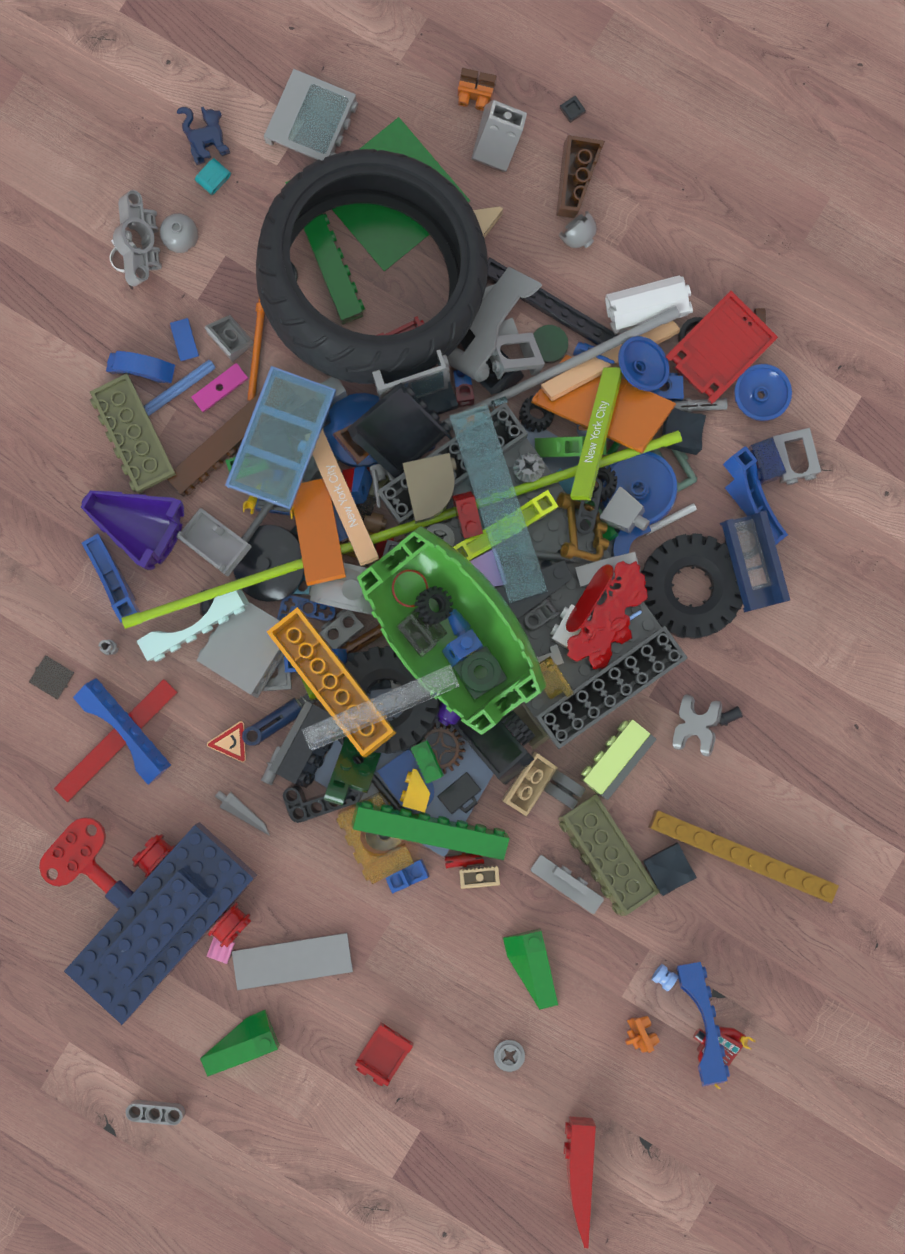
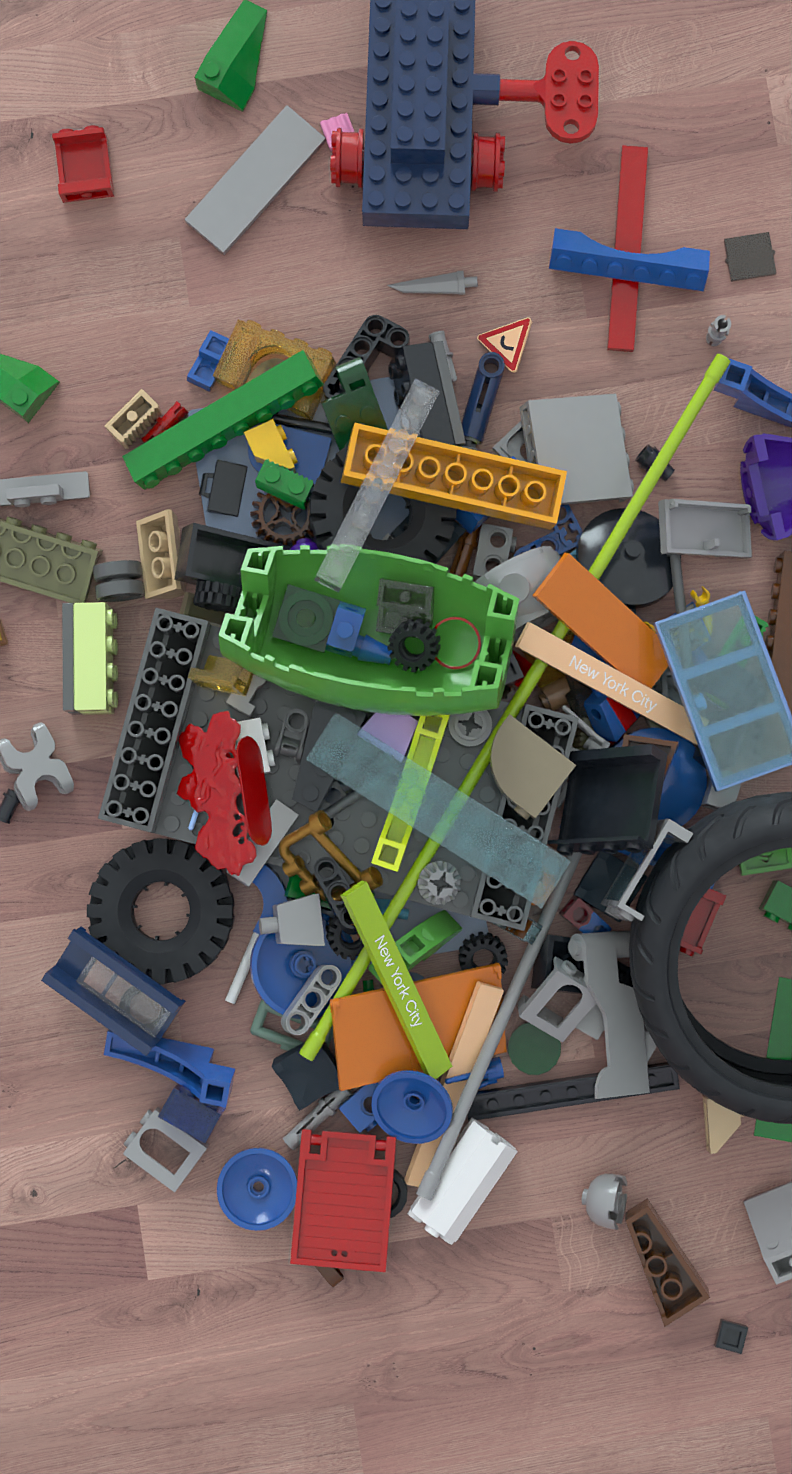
camera: 145 degrees right, 0 degrees up
(158, 643) = (670, 382): light aqua arch -> none
(467, 514) = (460, 772): red brick -> none
(658, 457) = (323, 993): none -> light grey beam

